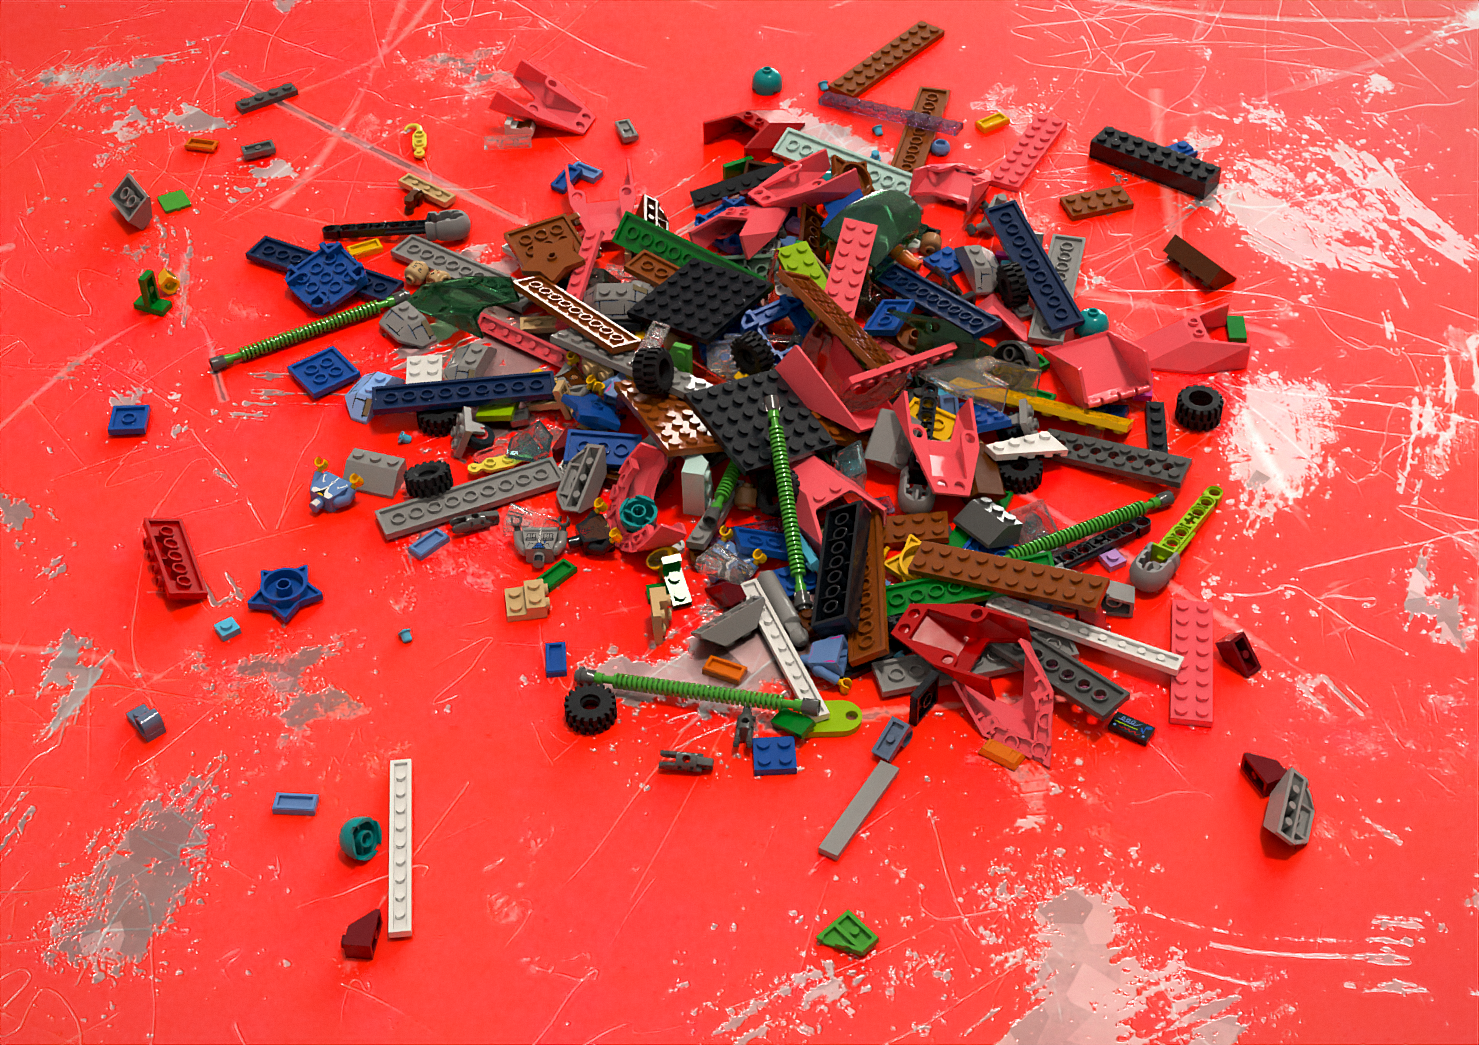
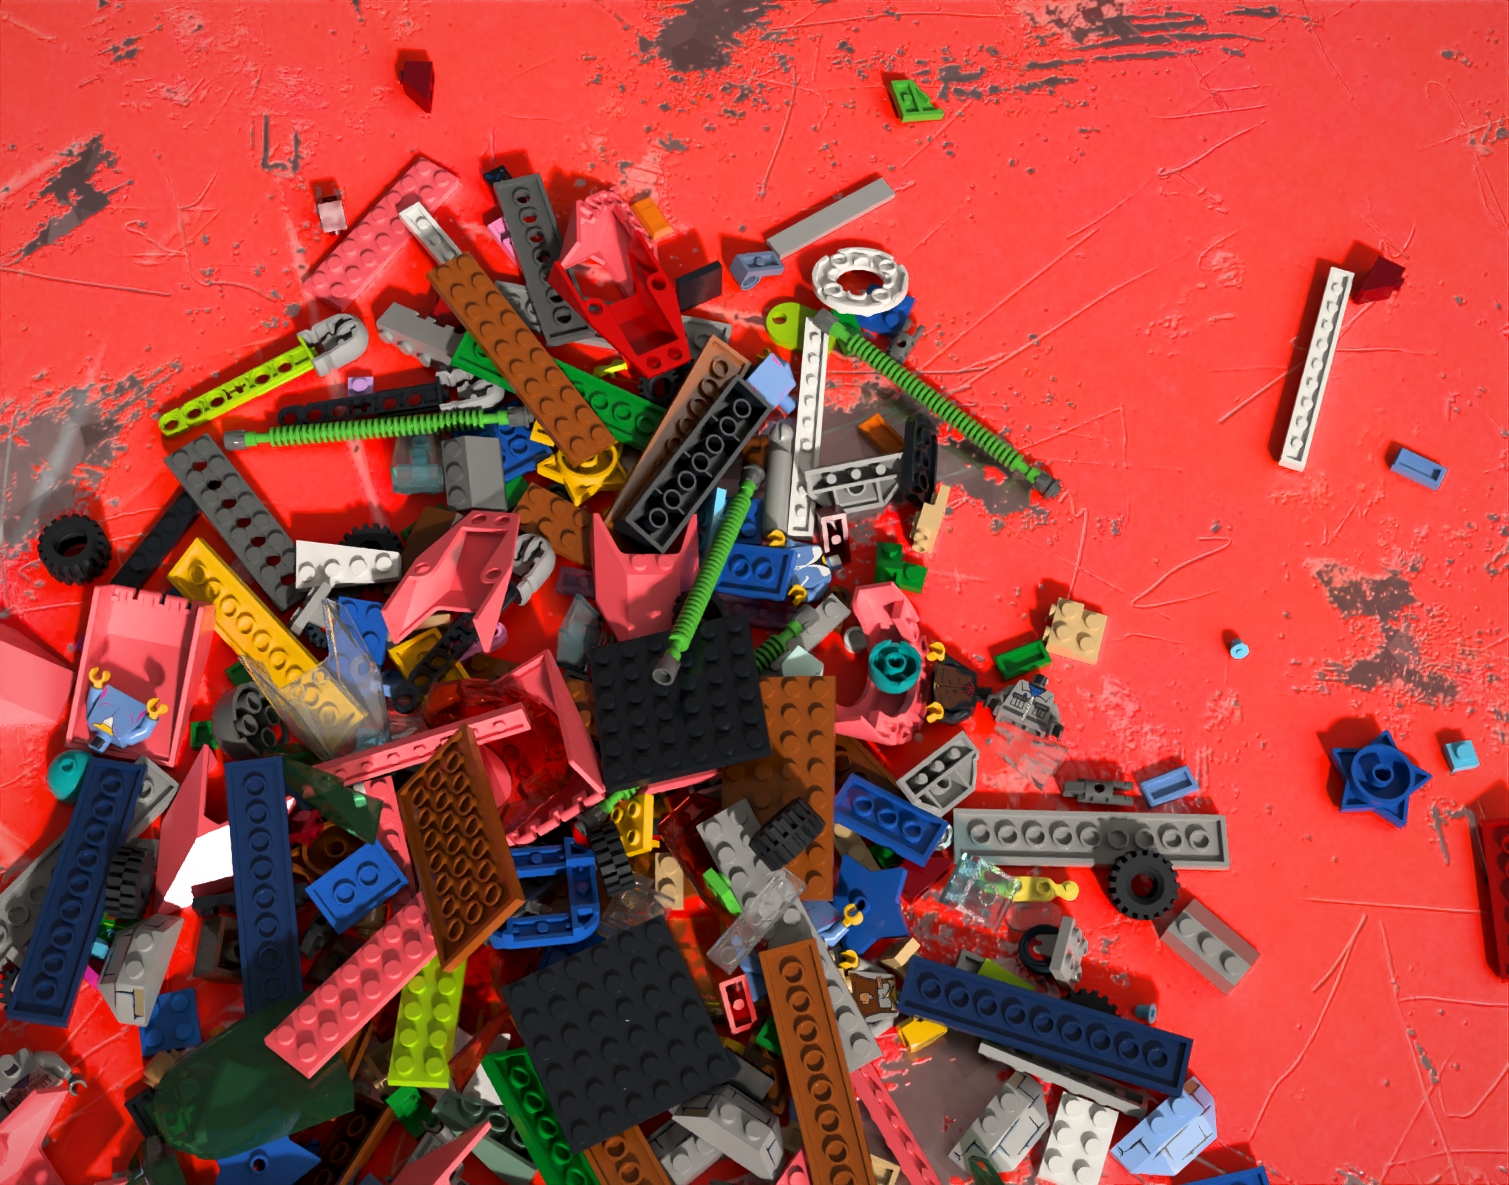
camera: 160 degrees left, 20 degrees up
(331, 491) = (1281, 934): medium blue torso -> none
(360, 837) = (1363, 384): teal cylinder -> none
(556, 659) = (1069, 534): blue tile -> none
(592, 719) = (1053, 456): black tyre -> none
(687, 649) = (919, 460): none -> black tile
(696, 764) = (982, 336): dark grey hinge -> none
(723, 564) = (829, 529): clear piece -> none
(803, 725) = (828, 269): none -> white plate
(888, 444) = (515, 641): light grey slope -> none
(1090, 343) = (118, 717): none -> medium blue torso
(1291, 809) = (439, 35): light grey wedge -> none

